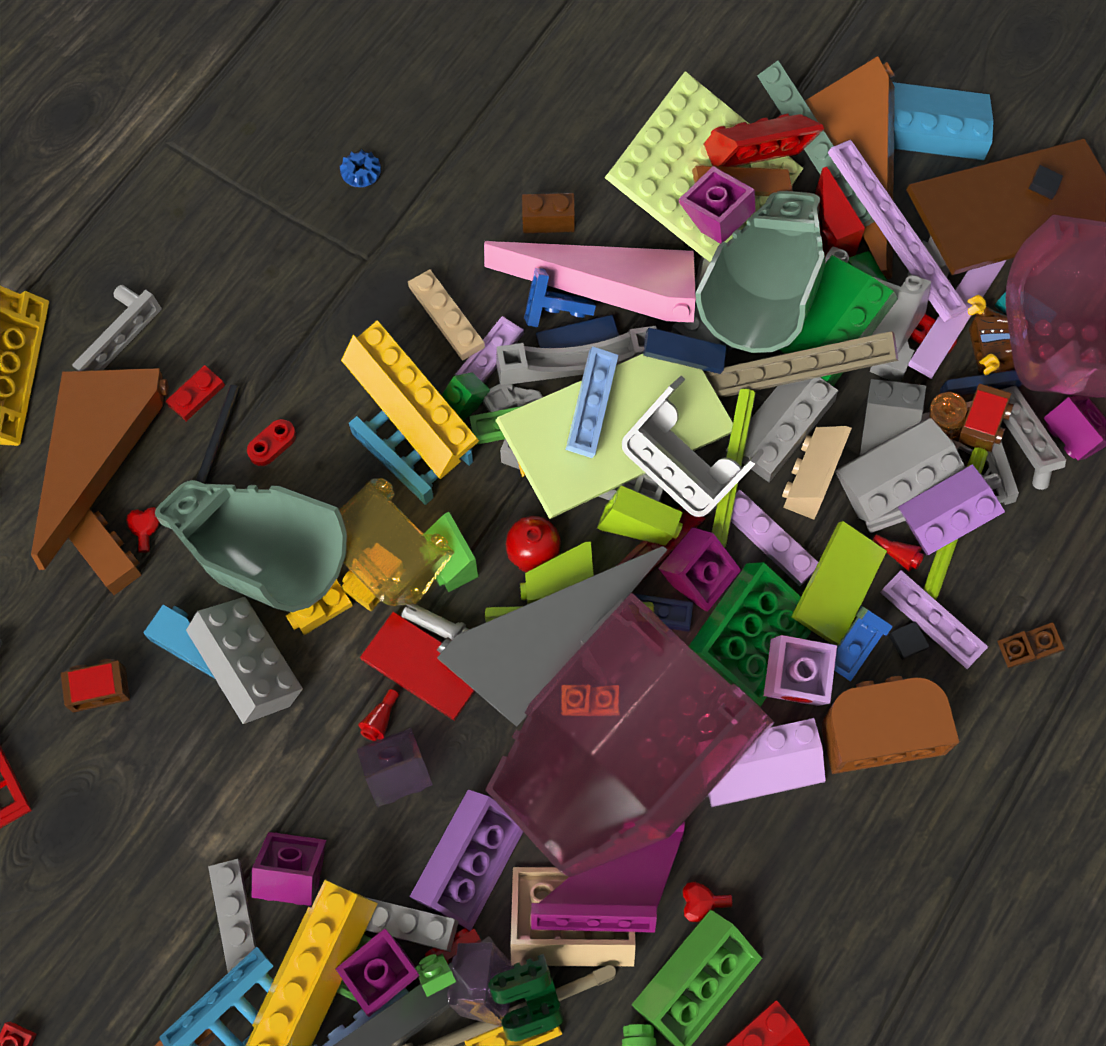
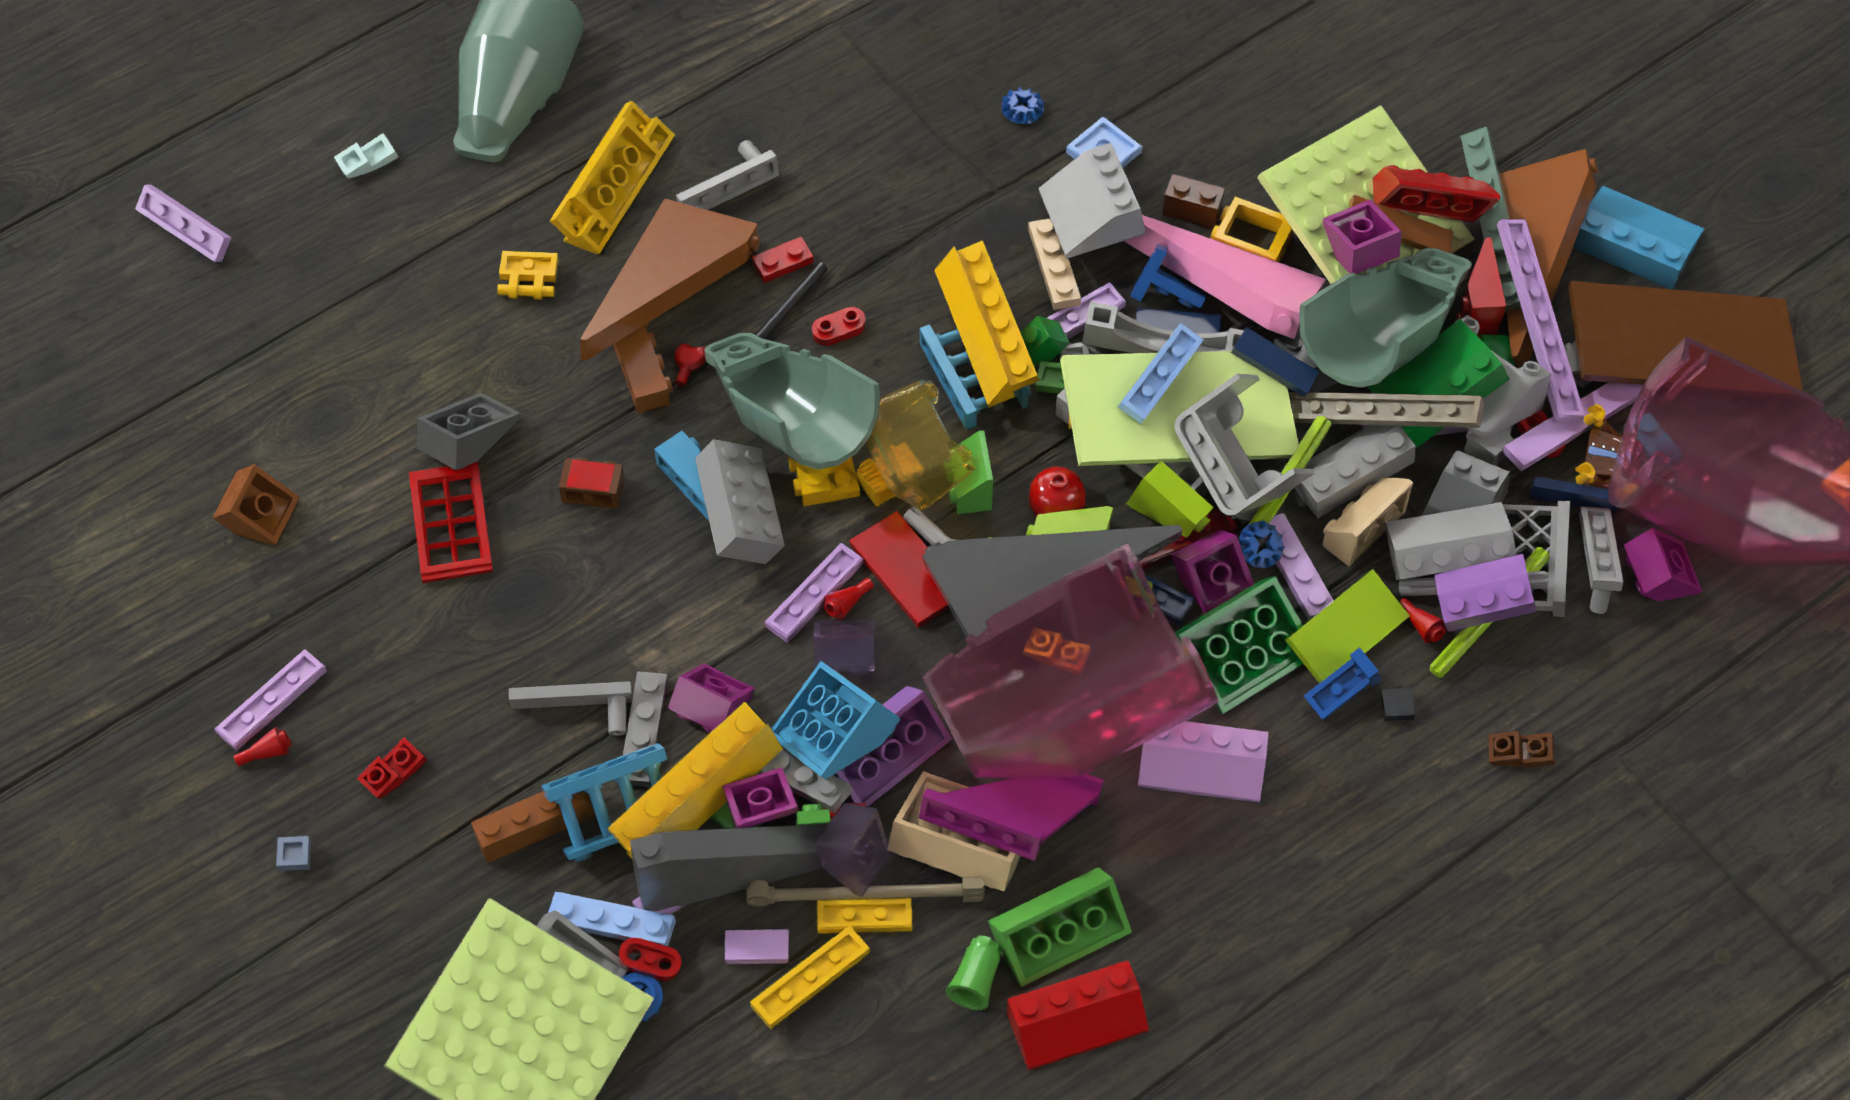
camera: 20 degrees right, 10 degrees down
(196, 901) = (613, 693): none -> light grey piece
(344, 721) = (810, 595): none -> lavender tile
(416, 862) = (832, 723): none -> dark azure slope
(448, 187) = (1103, 133): none -> light blue tile
(460, 246) = (1092, 203): none -> slope
(536, 985) = (904, 870): dark green piece -> none
(611, 208) = (1258, 216): none -> yellow window
(701, 901) = (1090, 857): red rock -> none
(727, 537) = (1249, 544): none -> blue gear
(800, 670) = (1273, 688): lavender brick -> none
(888, 724) = (1340, 764): dark orange brick -> none
(934, 619) = (1431, 692): lavender plate -> none
(949, 413) = (1522, 507): clear orange wheel -> none
(985, 418) = (1558, 520): brick -> none
(1045, 182) = (1720, 324): black tile -> none

